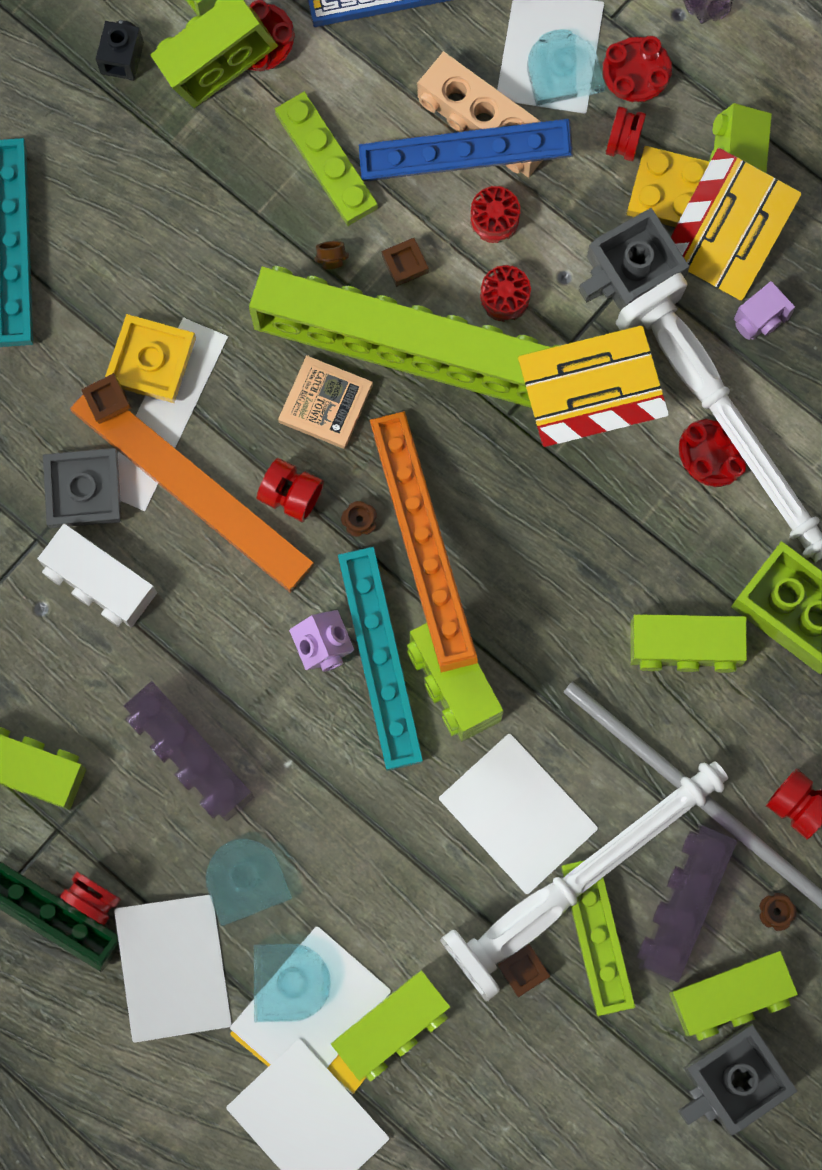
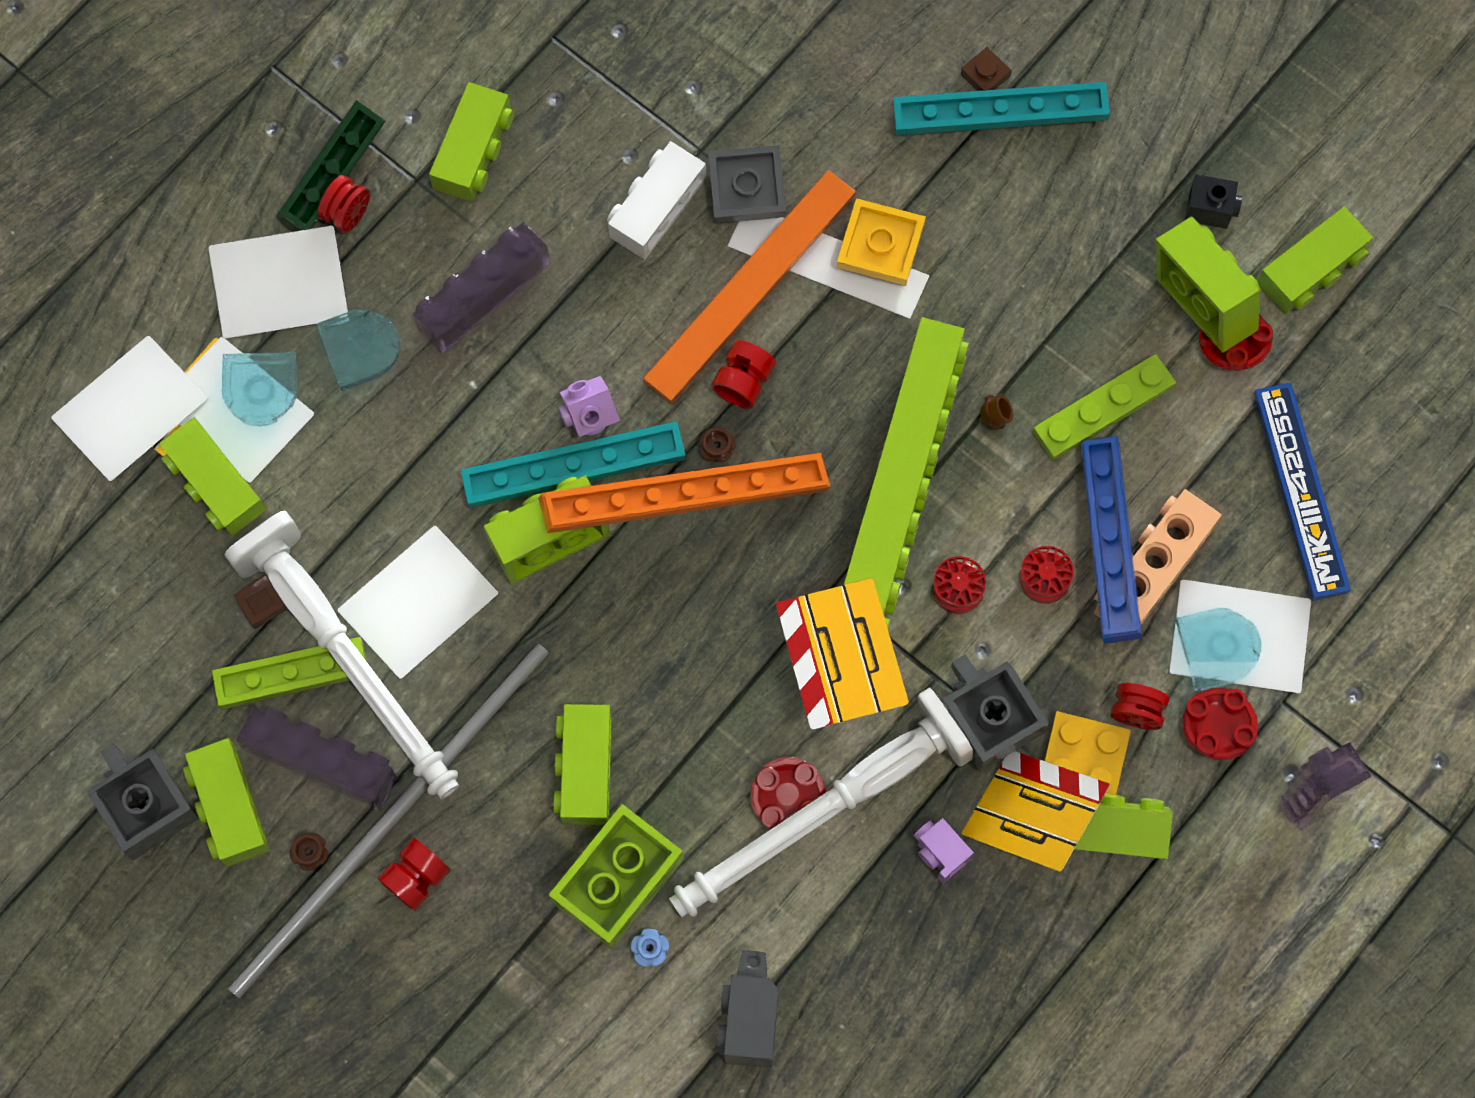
camera: 90 degrees right, 5 degrees down
(106, 398) = (834, 198): reddish brown plate -> none
(325, 402) = (839, 411): light nougat tile -> none
(405, 262) = (990, 484): reddish brown plate -> none

